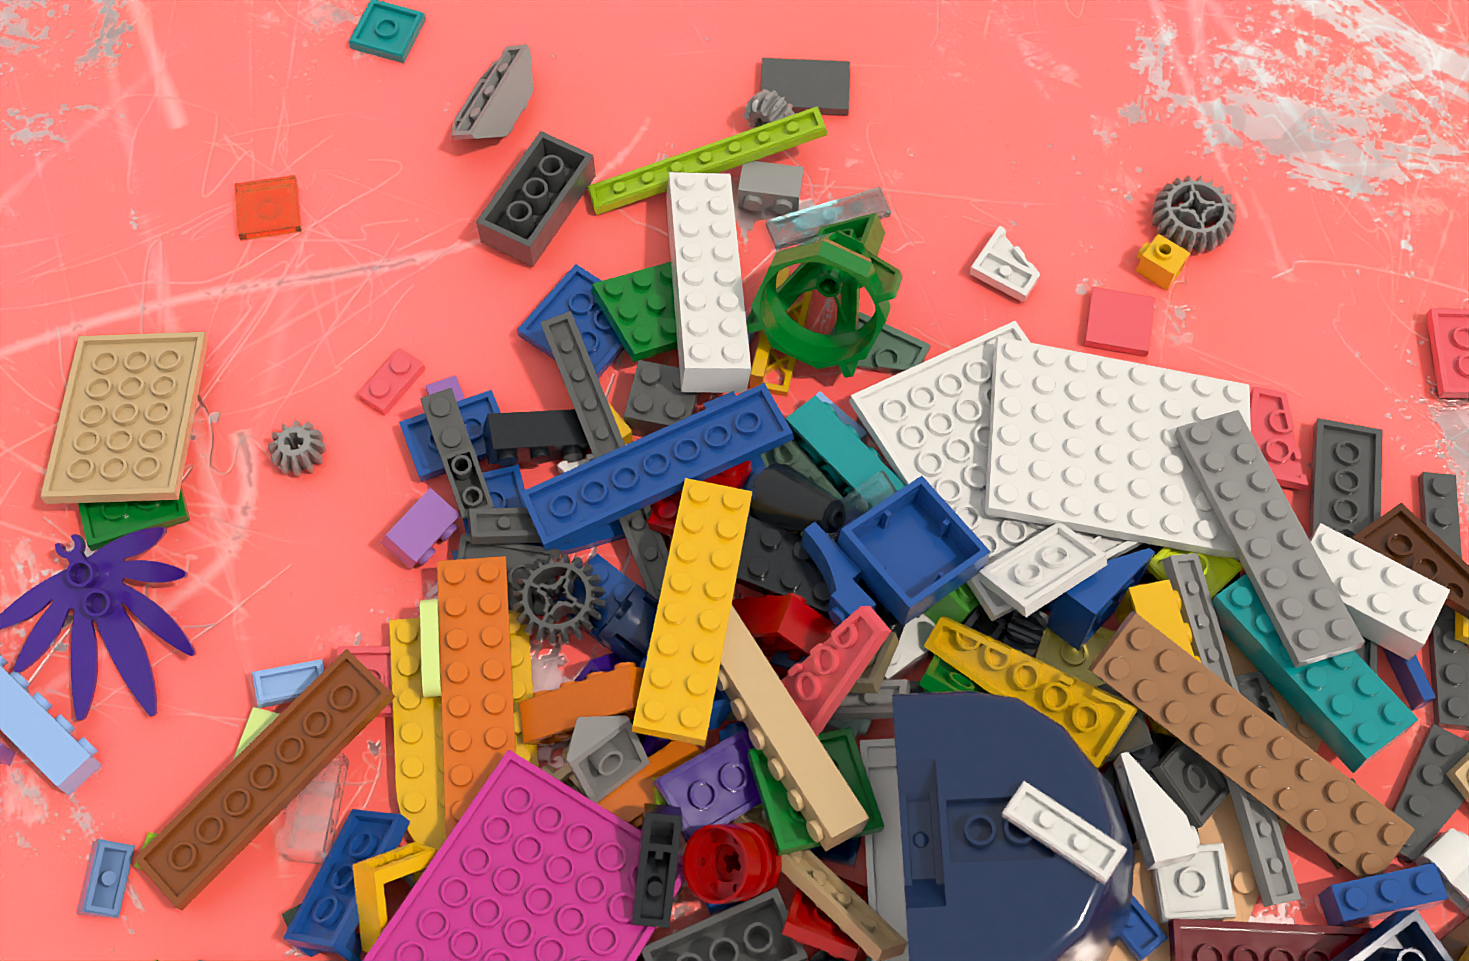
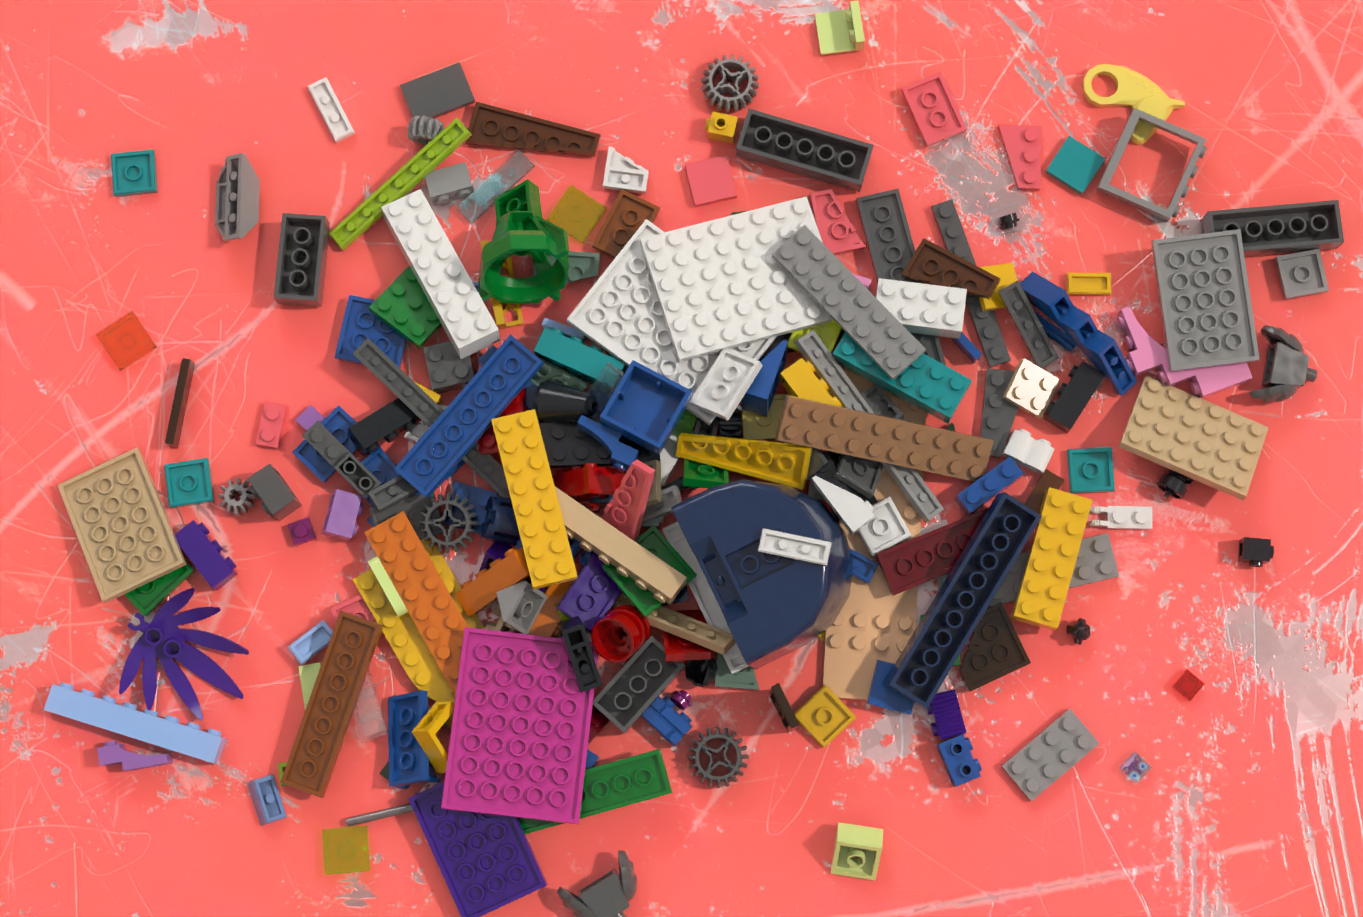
camera: 20 degrees left, 15 degrees up
(214, 504) = (206, 554): none -> dark purple brick
(246, 407) = (189, 483): none -> teal tile
(289, 304) = (180, 403): none -> dark brown tile
(345, 459) = (274, 491): none -> dark grey brick
(357, 531) = (302, 531): none -> magenta plate
(663, 55) = (331, 110): none -> white tile
(888, 164) = (515, 130): none -> reddish brown wing
(924, 292) = (577, 213): none -> clear neon green tile
(976, 317) = (623, 221): none -> dark orange plate
(1267, 330) = (804, 150): none -> dark grey brick
(1370, 211) = (840, 30): none -> yellowish green bracket

